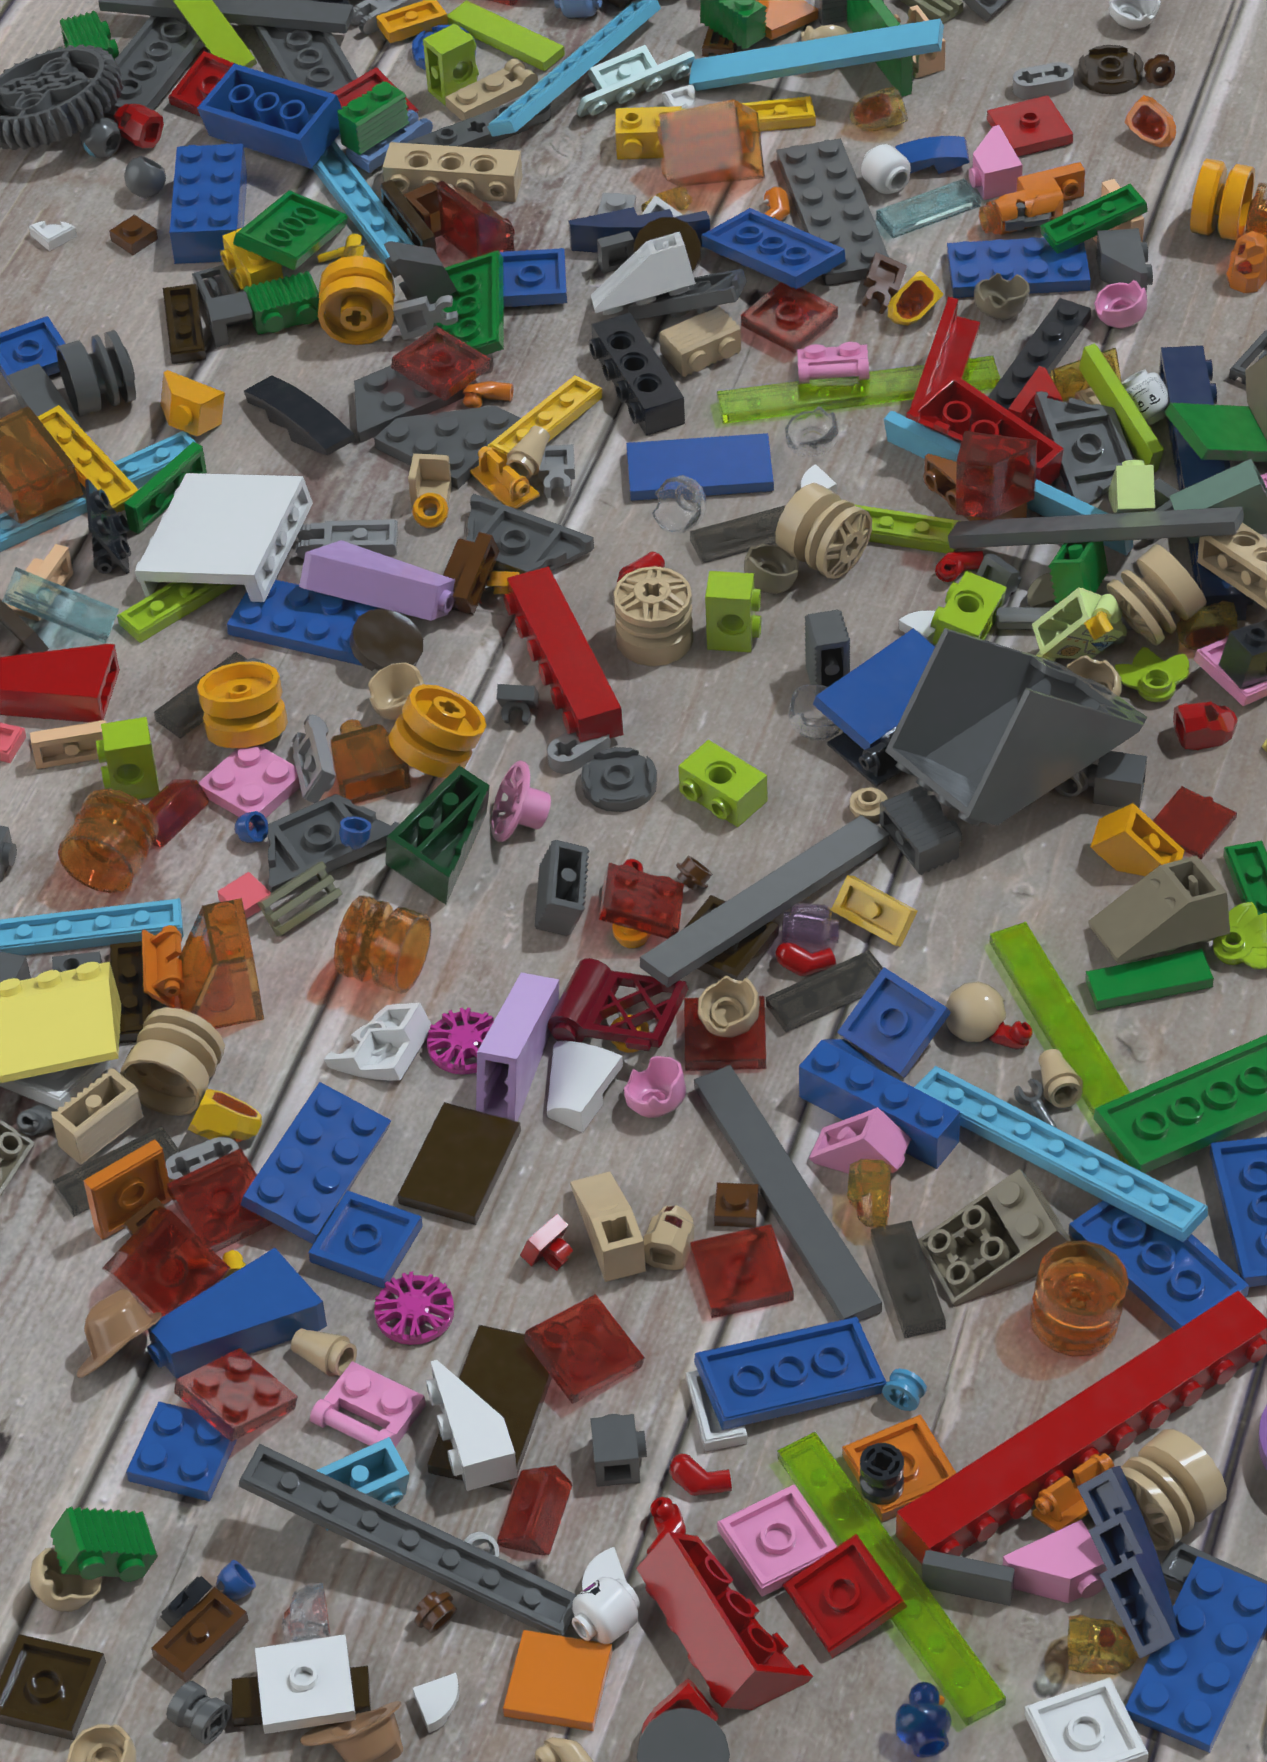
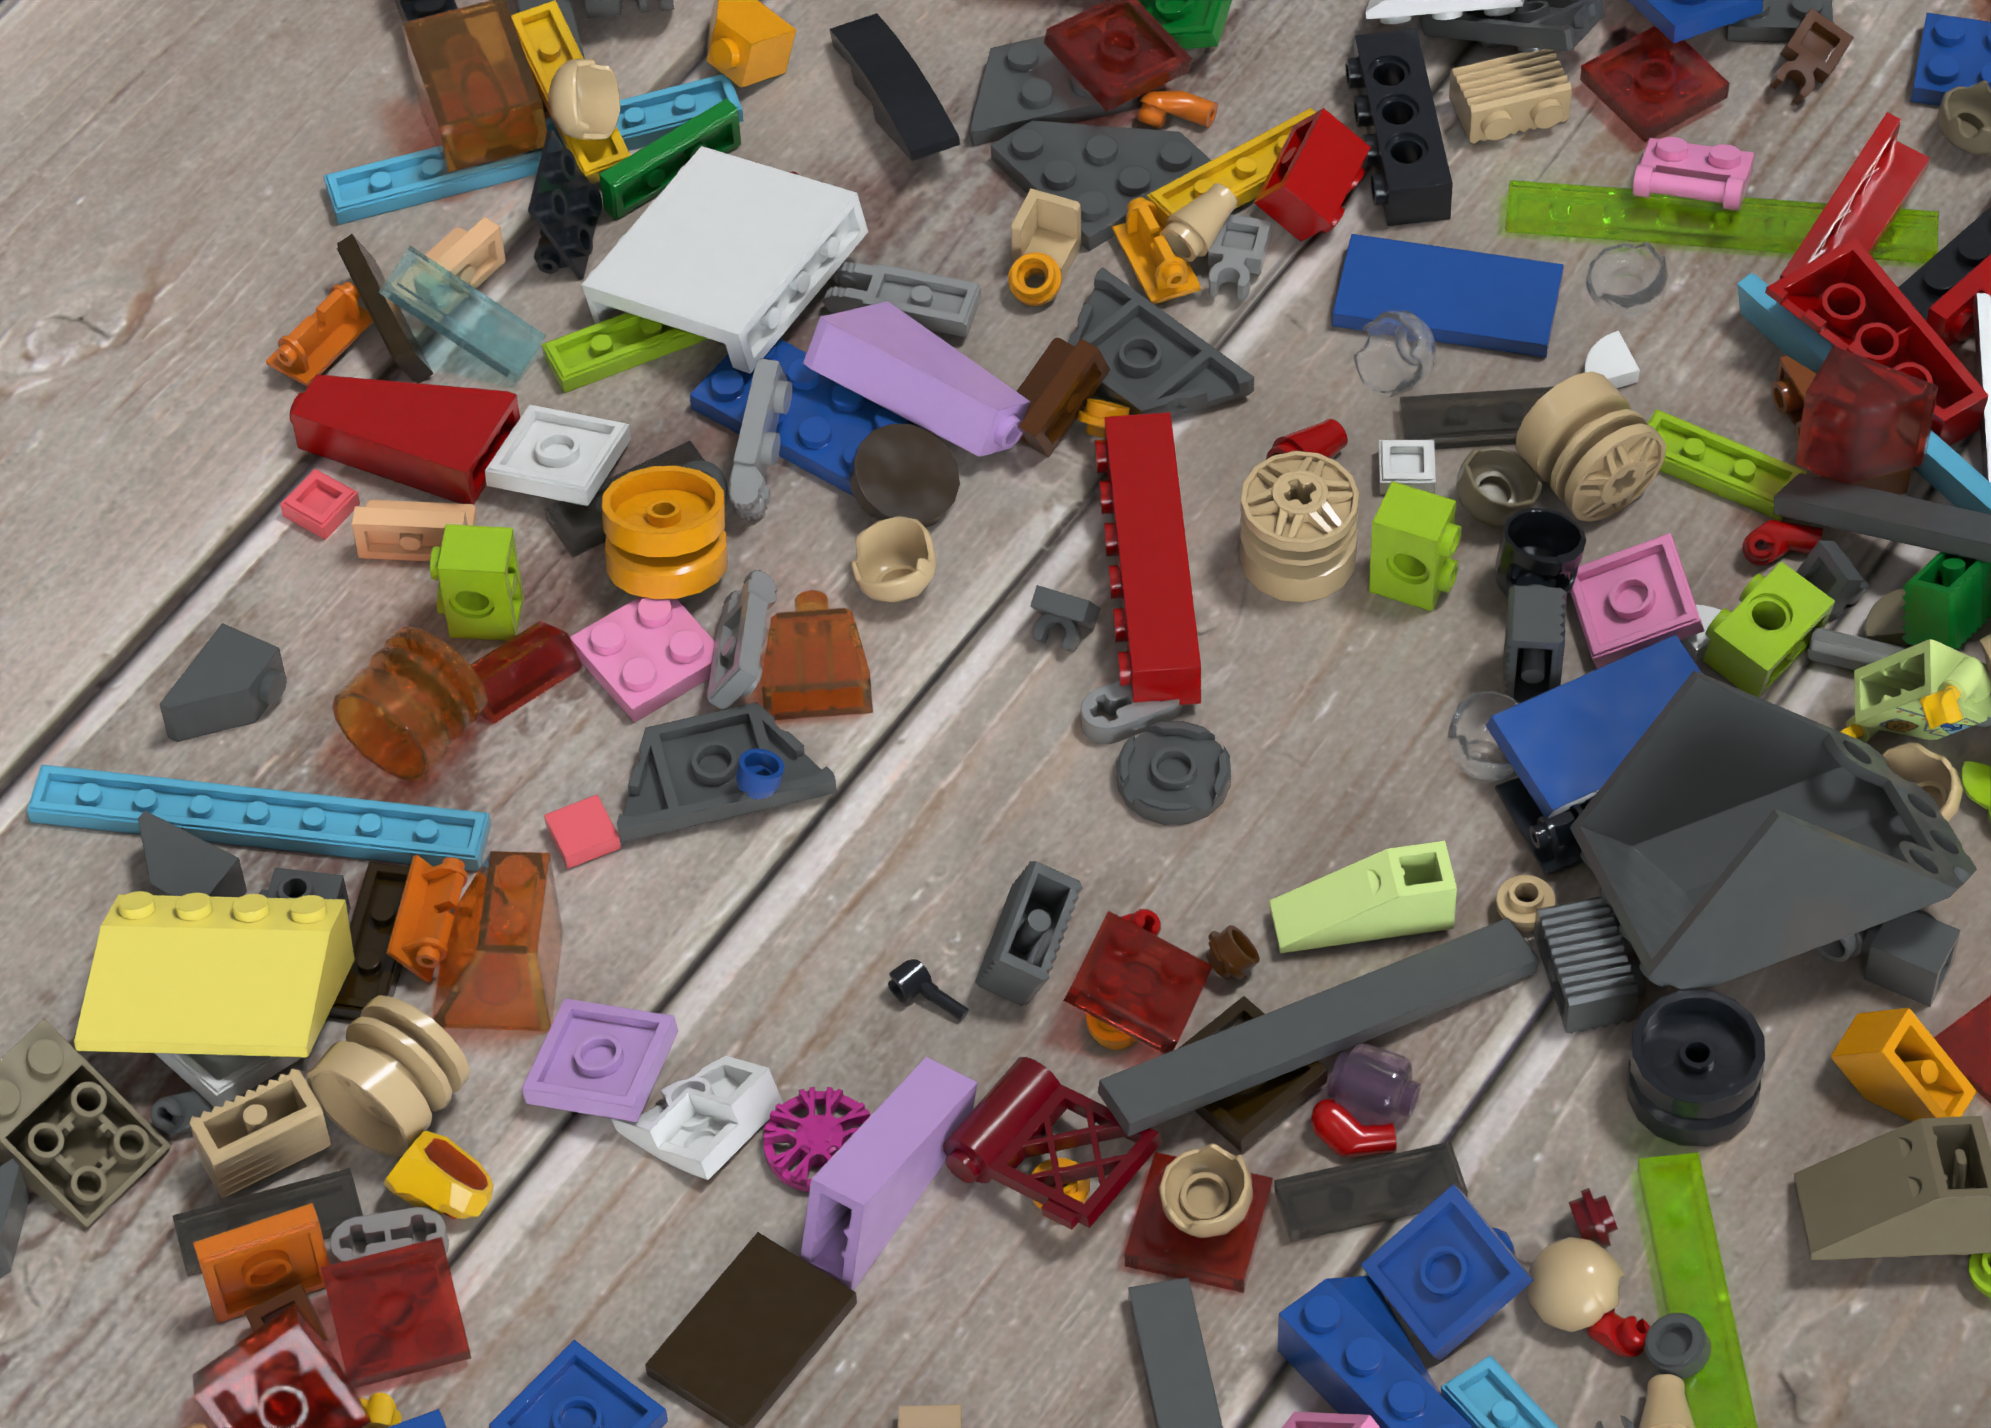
camera: 15 degrees right, 5 degrees up
(100, 458) = (585, 99): none -> tan hair
(152, 677) = (558, 455): none -> white plate
(254, 833) = (625, 734): blue hinge -> none
(285, 640) = (758, 440): none -> light grey hinge
(306, 1024) = (600, 1060): none -> lavender plate
(315, 1162) = (544, 1284): blue plate -> none
(325, 882) = (700, 838): olive tile -> none
(382, 944) = (742, 962): clear orange wheel -> none
(436, 730) = (925, 641): light orange wheel -> none
(439, 834) = (883, 804): dark green wedge -> none
(494, 933) = (913, 978): none -> black hand
(523, 806) = (1016, 788): bright pink wheel -> none
(578, 1082) = (960, 1248): white slope -> none
(592, 411) = (1313, 176): none -> red brick
(657, 1088) = (1066, 1290): bright pink hair -> none
(699, 567) = (1407, 463): none -> white tile
(723, 783) = (1309, 791): lime brick -> none
(773, 821) = (1373, 899): none -> yellowish green slope
(808, 594) = (1538, 546): none -> black helmet
(874, 910) = (1477, 1080): yellow plate -> none
(880, 615) = (1634, 600): none -> bright pink plate
(913, 299) = (1845, 96): rock -> none
(972, 970) = (1593, 1217): none -> dark red plate
(1009, 871) = (1695, 1067): none -> black wheel
(1051, 1031) = (1678, 1345): none -> dark grey tile
(1149, 979) = (1856, 1292): green tile -> none

